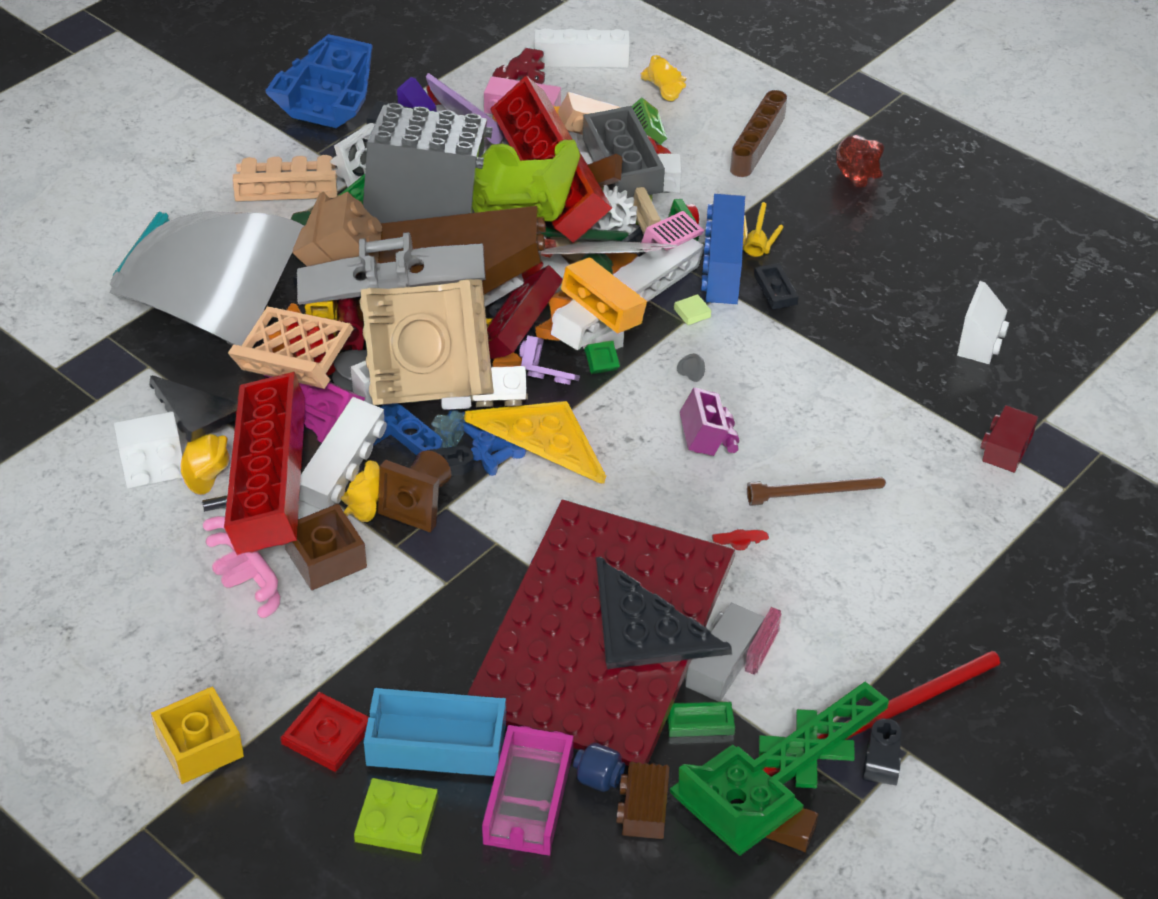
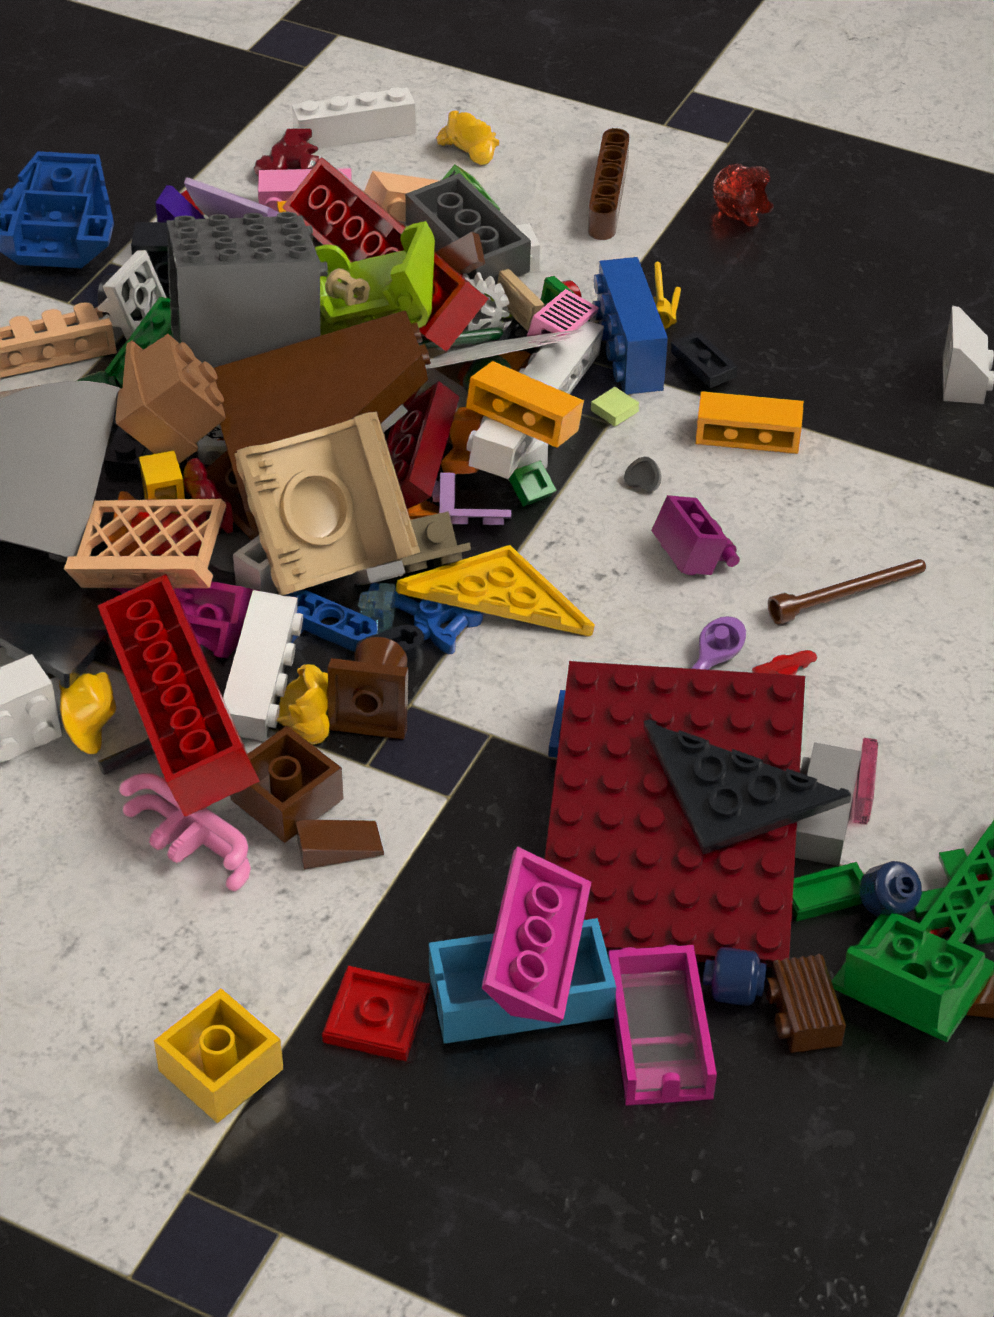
camera: 15 degrees left, 0 degrees up
(348, 597) = (337, 841): none -> reddish brown slope
(396, 816) = (507, 1096): lime plate -> none
(441, 266) = (183, 446): light grey piece -> none
(449, 702) = (536, 938): none -> dark pink slope
(500, 180) = (347, 287): none -> tan bush
(694, 510) = (720, 642): none -> medium lavender piece
(743, 728) = (890, 889): none -> dark blue head
(790, 342) = (749, 422): none -> light orange brick

